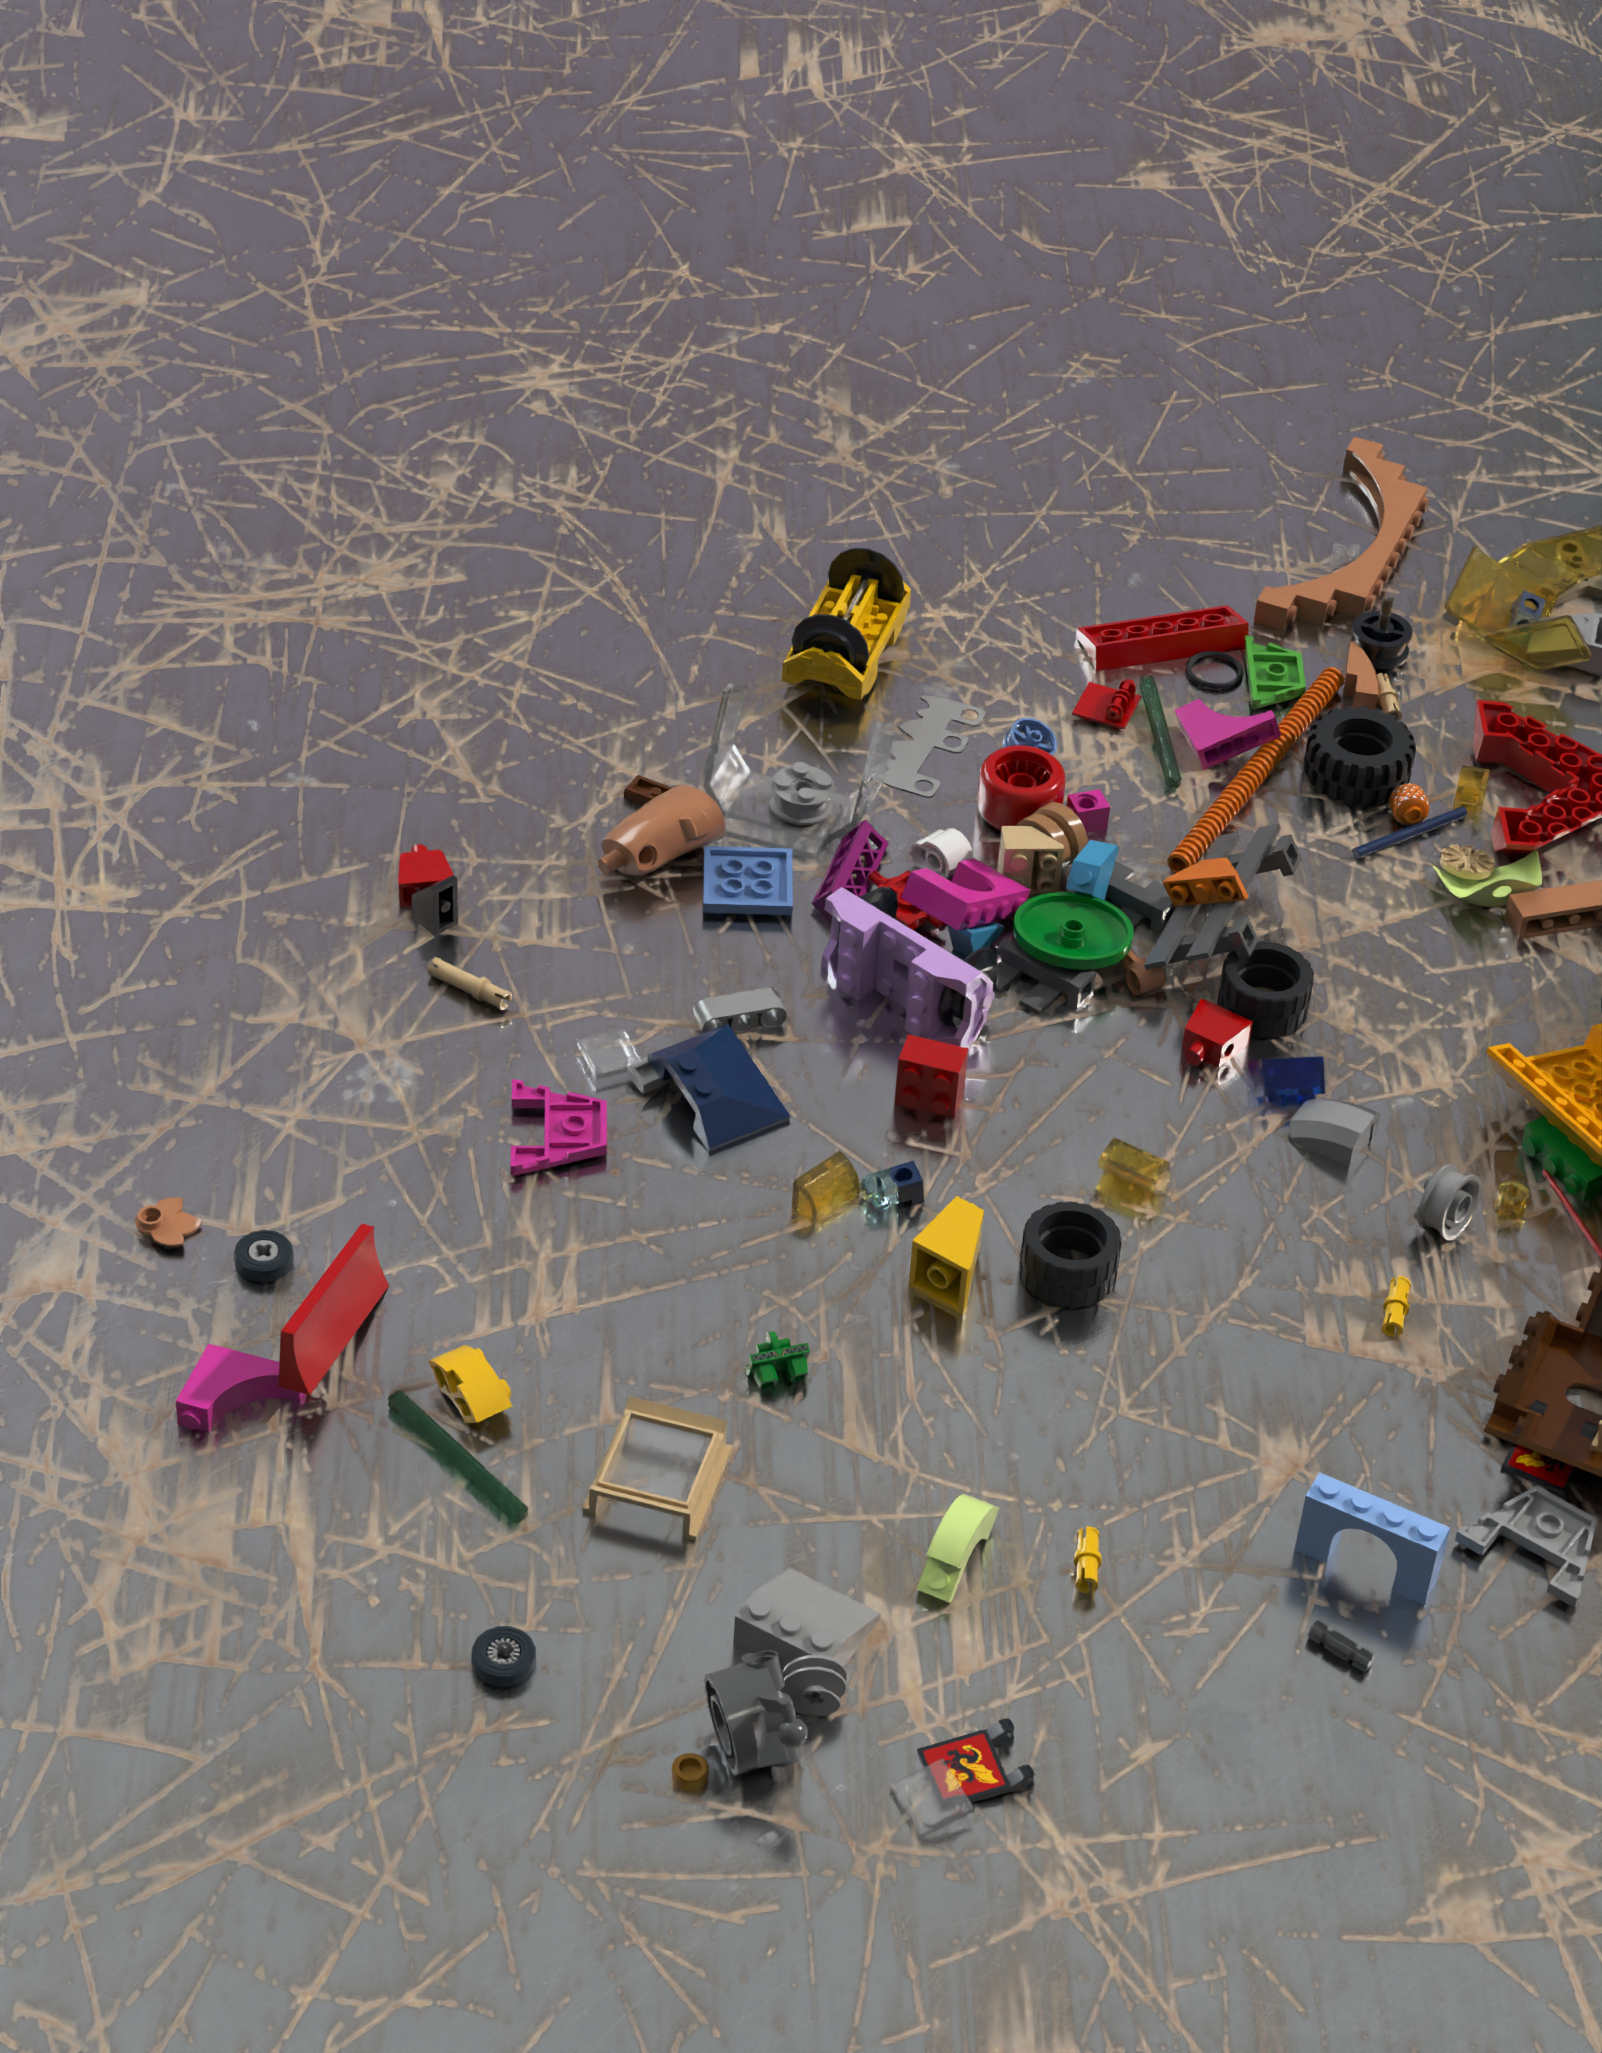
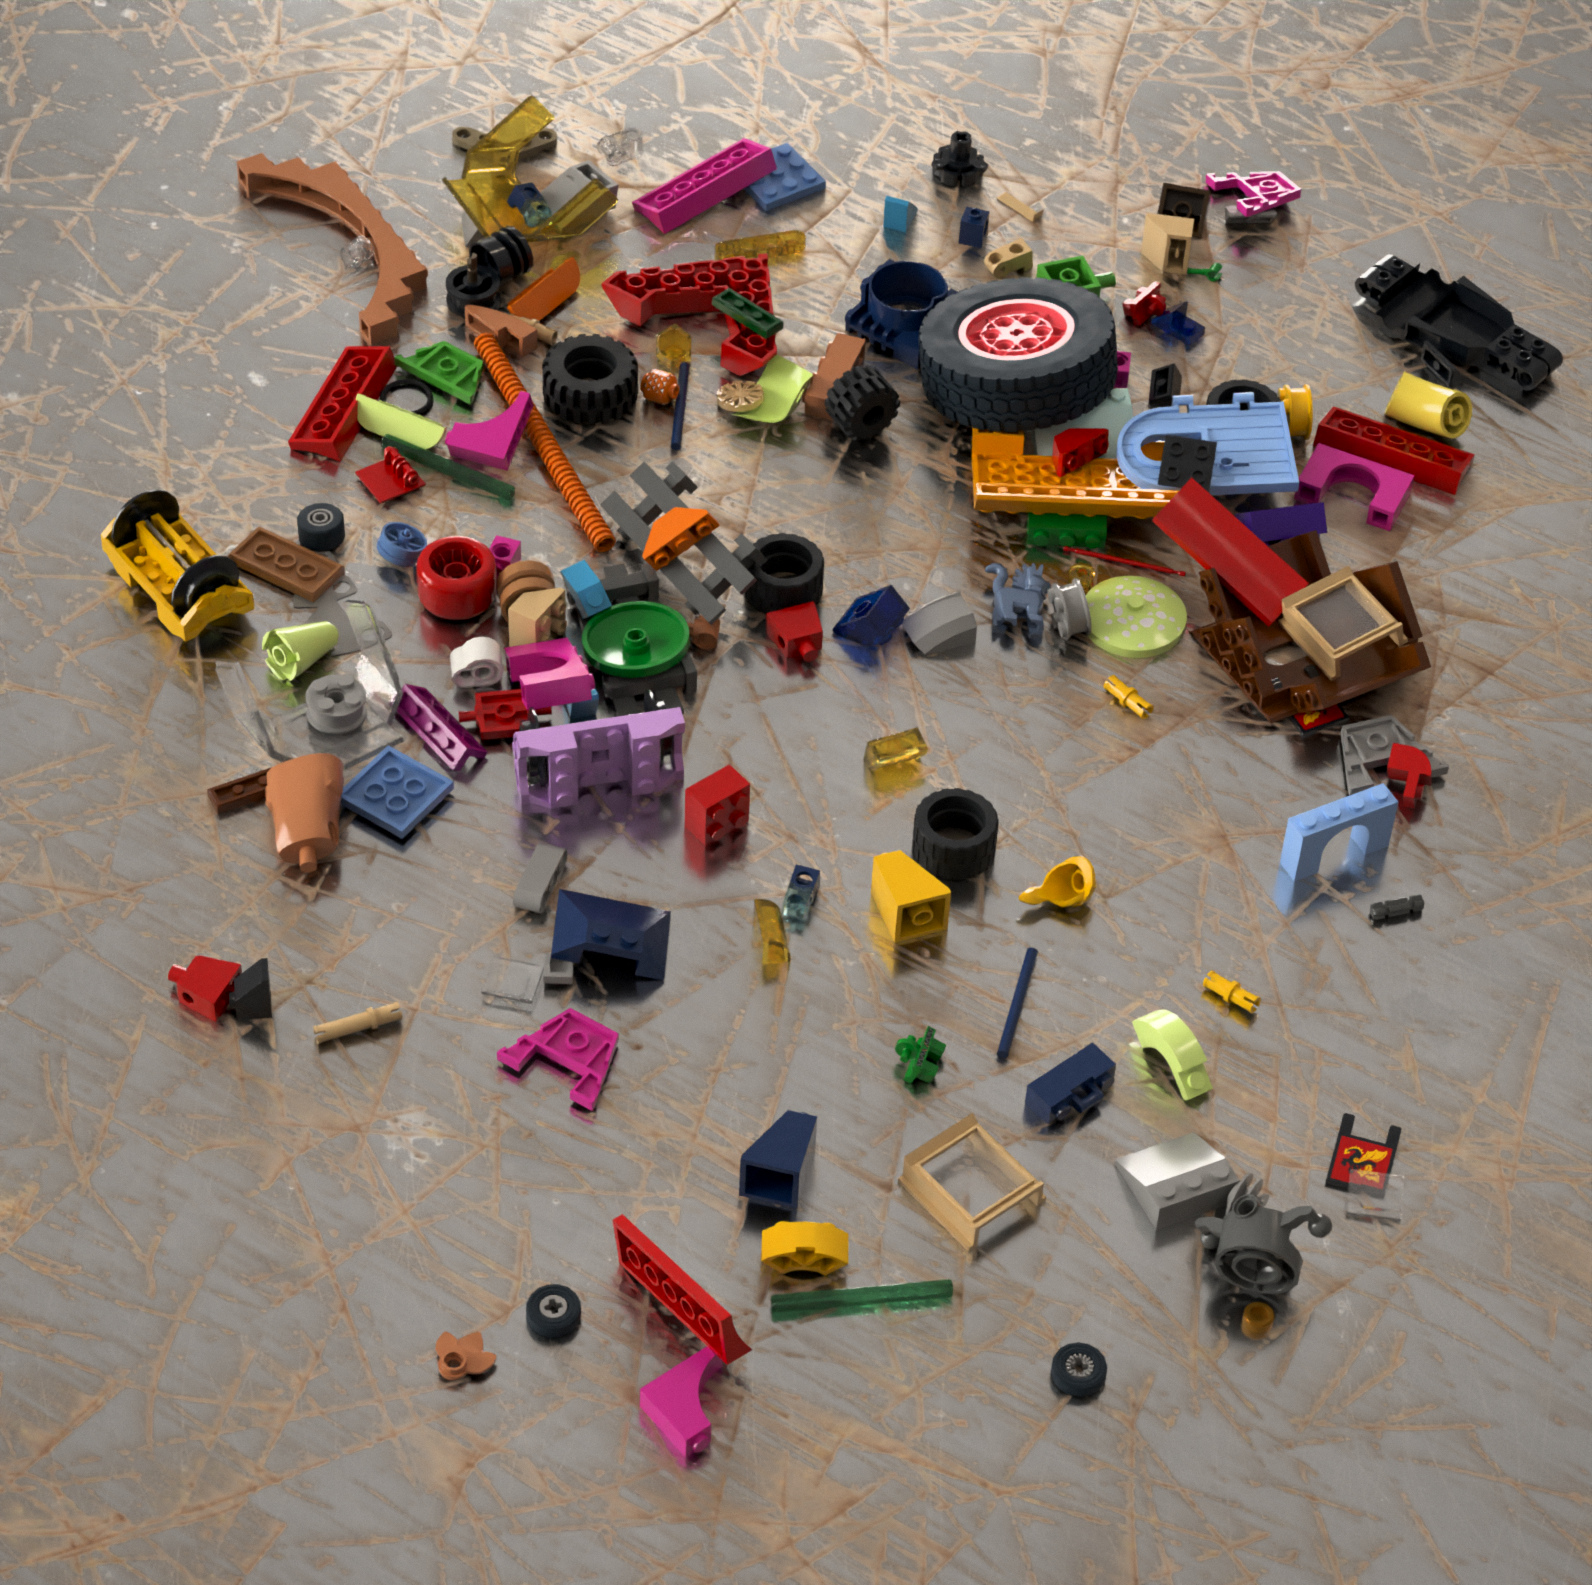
camera: 55 degrees left, 5 degrees up
(554, 1316) = (780, 1160): none -> dark blue slope
(840, 742) = (298, 647): none -> yellowish green cone
(846, 1487) = (1071, 1083): none -> dark blue piece
(917, 1405) = (1017, 1003): none -> dark blue axle
(939, 697) = (286, 564): none -> medium nougat tile
(998, 691) = (321, 527): none -> black wheel
(1092, 1368) = (1064, 885): none -> yellow piece
(1172, 674) = (387, 418): none -> yellowish green brick
(1419, 1161) = (1020, 601): none -> sand blue animal
(1438, 632) = (505, 253): none -> black wheel
(1438, 683) = (546, 291): none -> orange brick
(1511, 1263) = (1135, 616): none -> yellowish green dish
(1530, 1566) = (1413, 767): none -> red brick
(1539, 933) = (862, 403): none -> black wheel
(1555, 804) = (747, 313): none -> dark green tile

